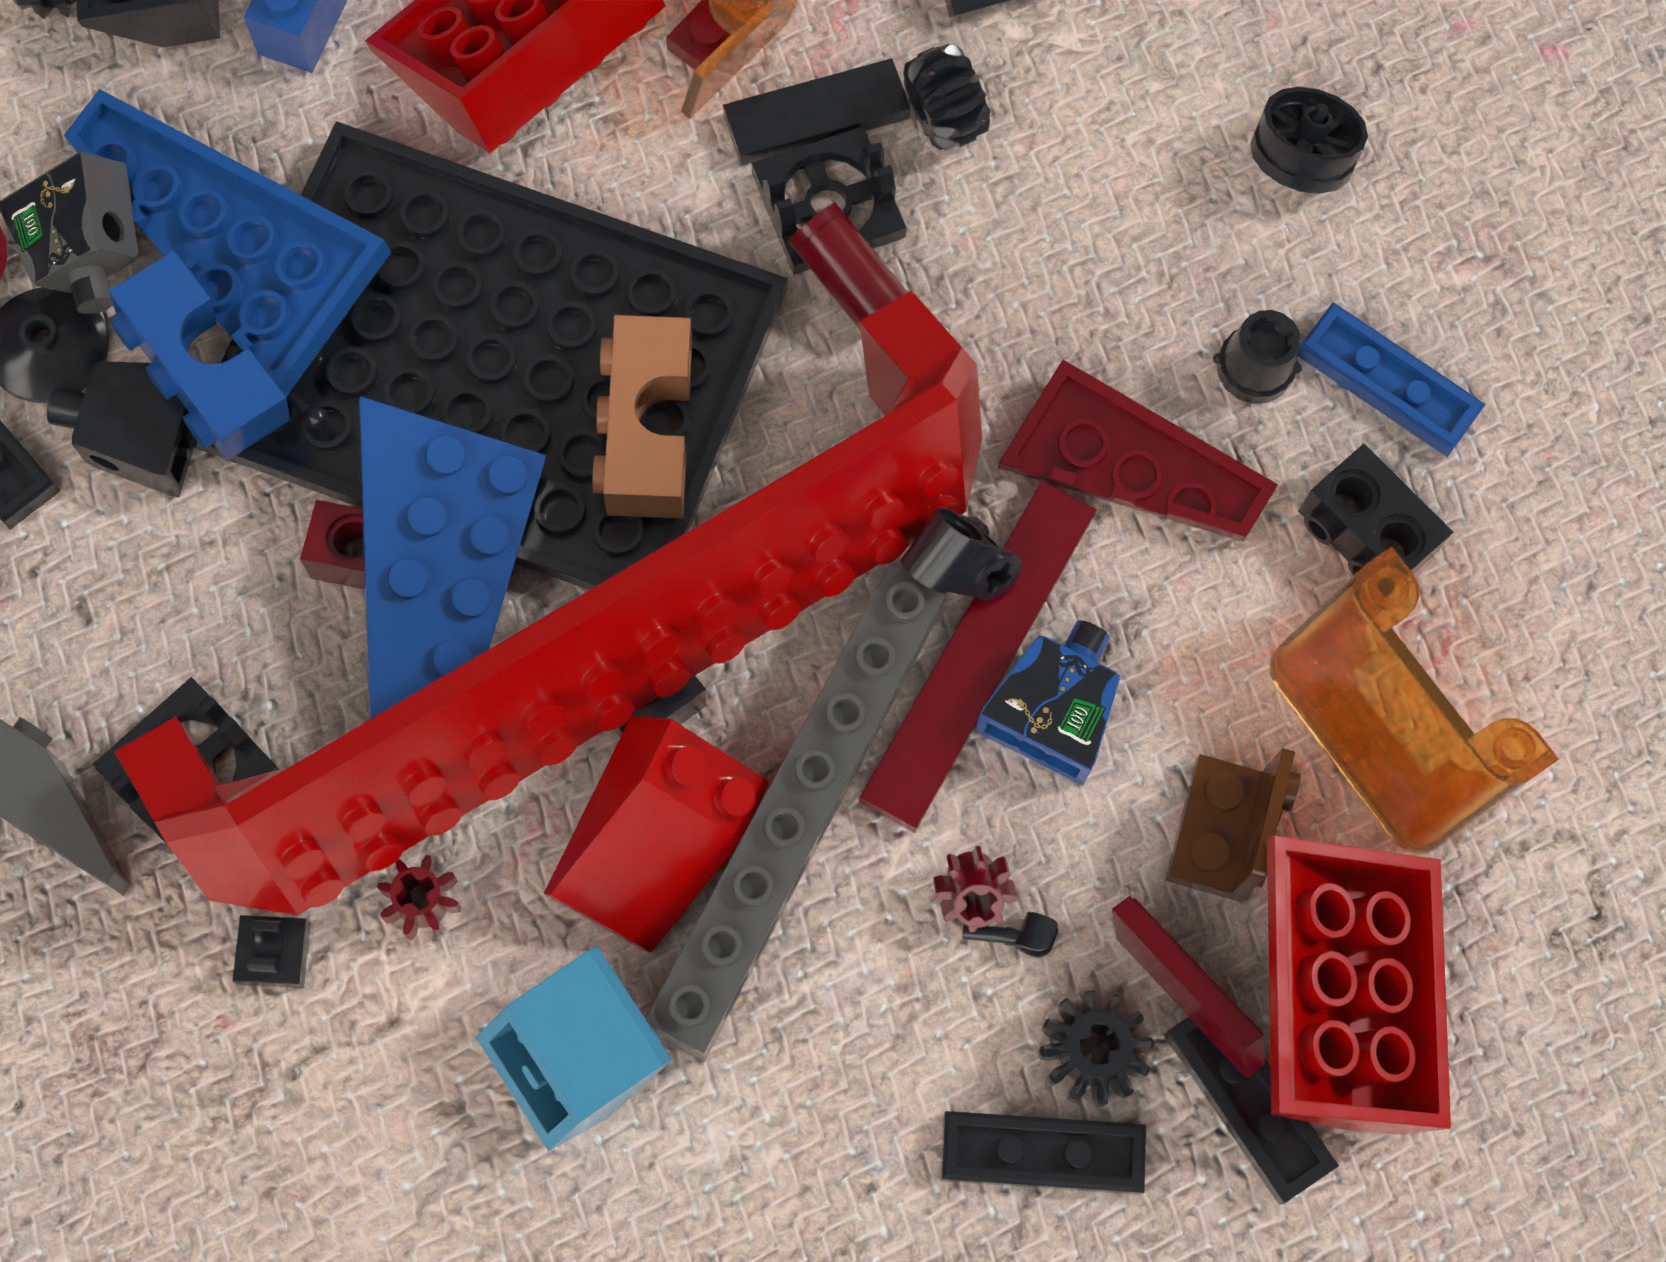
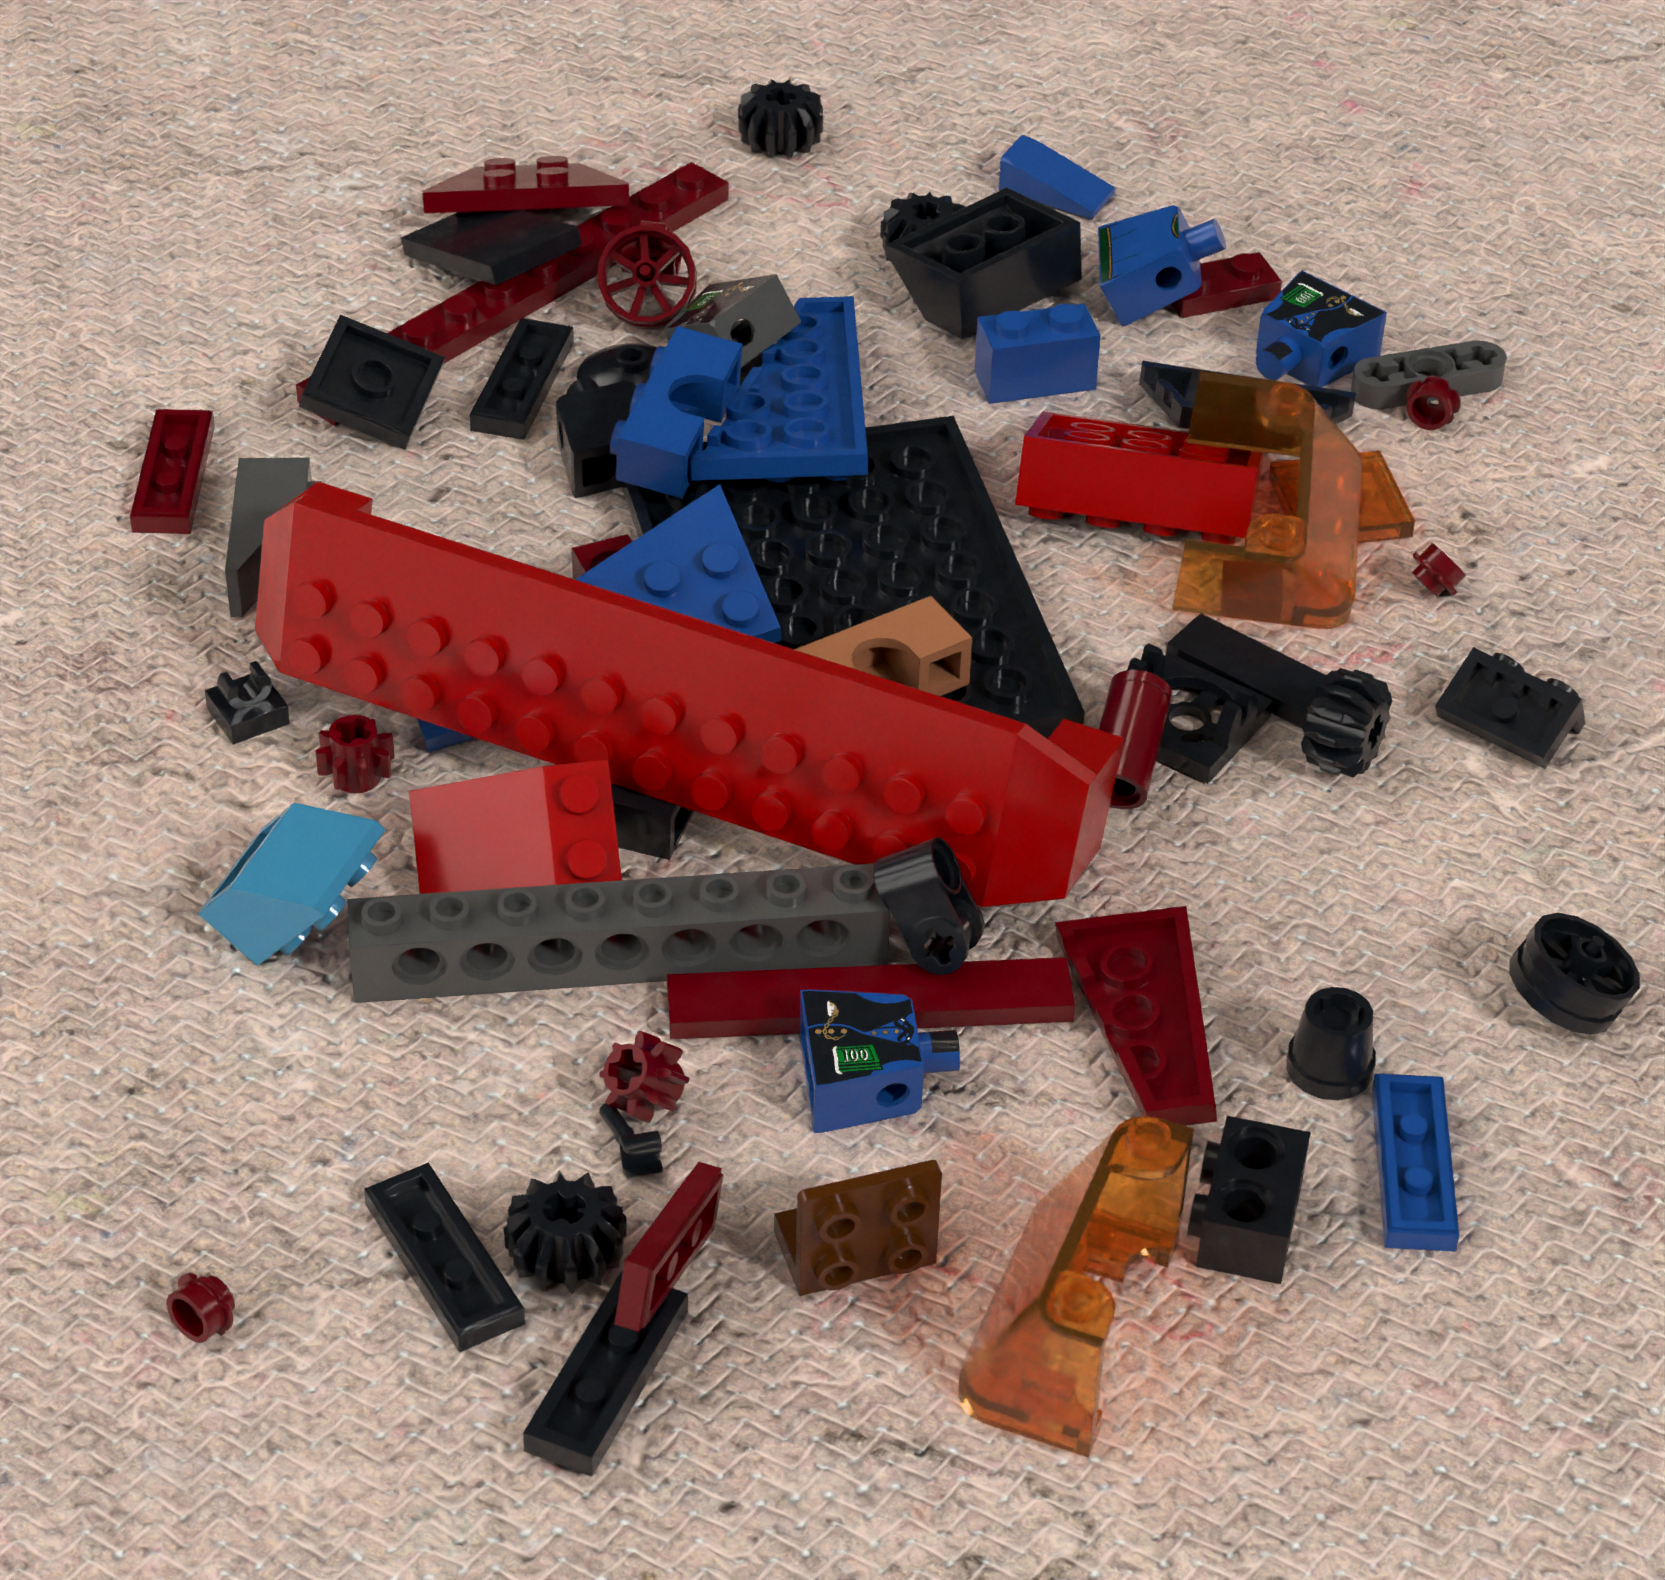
camera: 60 degrees right, 30 degrees down
(1357, 988) = (756, 1342): red slope -> none

